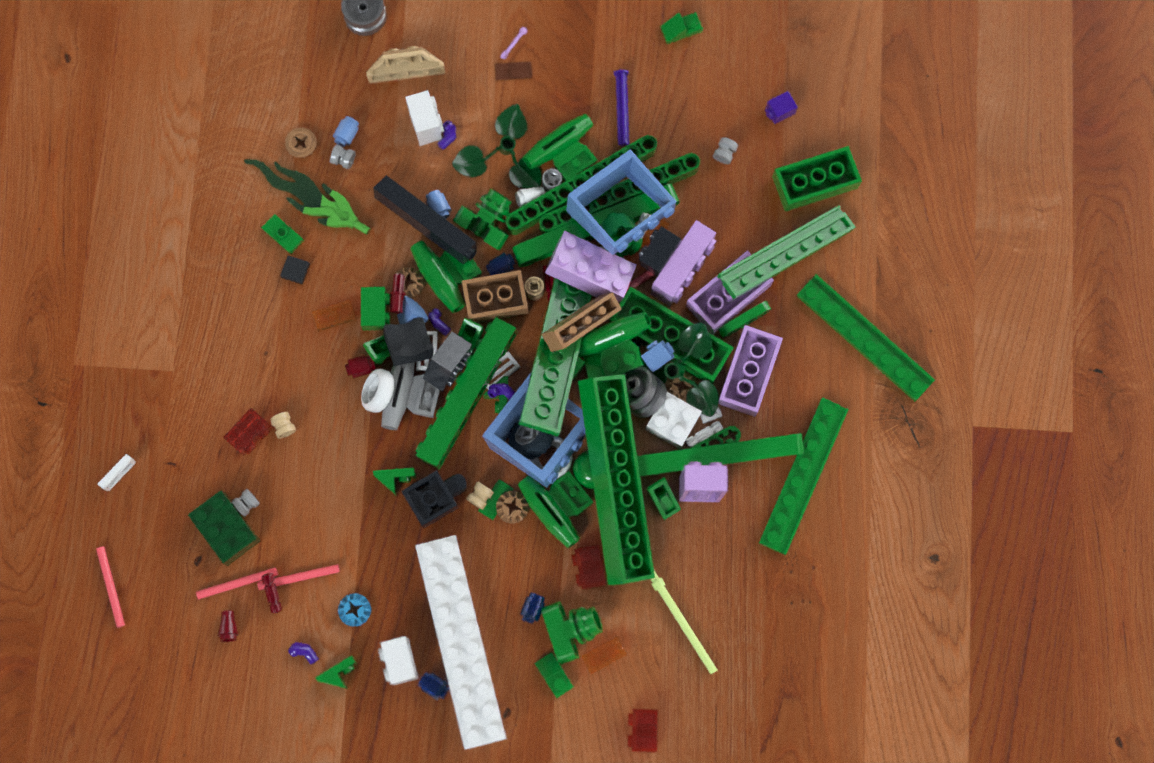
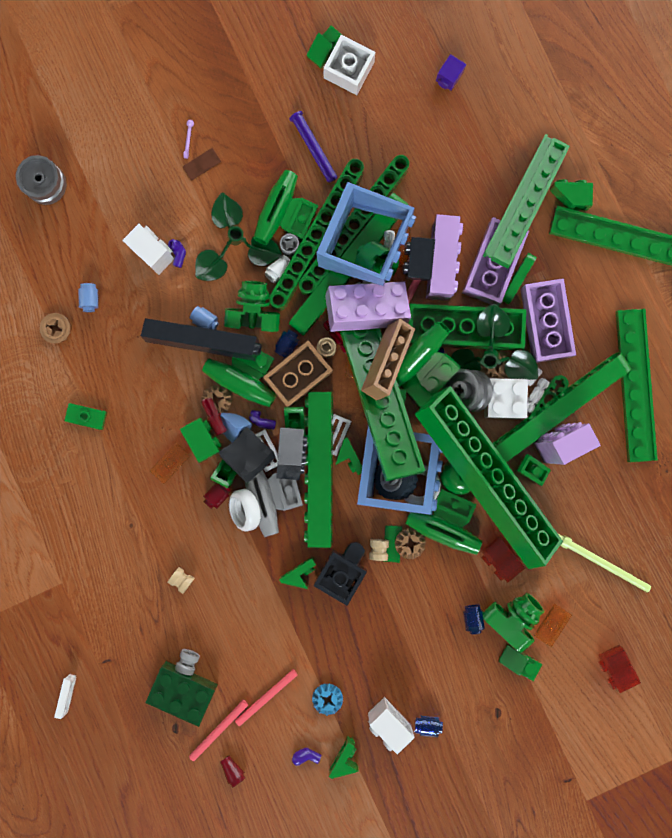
camera: 25 degrees left, 10 degrees up
(110, 587) = (101, 776): coral bar -> none
(247, 432) = (154, 603): clear red brick -> none
(271, 593) = (252, 724): dark red axle -> none
(295, 269) = (114, 441): black piece -> none
(315, 204) = (96, 373): piece -> none
(342, 157) = (98, 321): light grey wheel -> none
(404, 64) = (104, 209): tan wedge -> none
(460, 642) = (431, 680): white brick -> none
(500, 389) = (349, 452): dark purple arm -> none
(658, 354) = (467, 352): medium blue brick -> none
(692, 54) = (349, 64): none -> white brick
(725, 150) = (423, 137): light grey wheel -> none
(816, 178) = (515, 120): green brick -> none
(835, 271) = (574, 195): none -> green slope

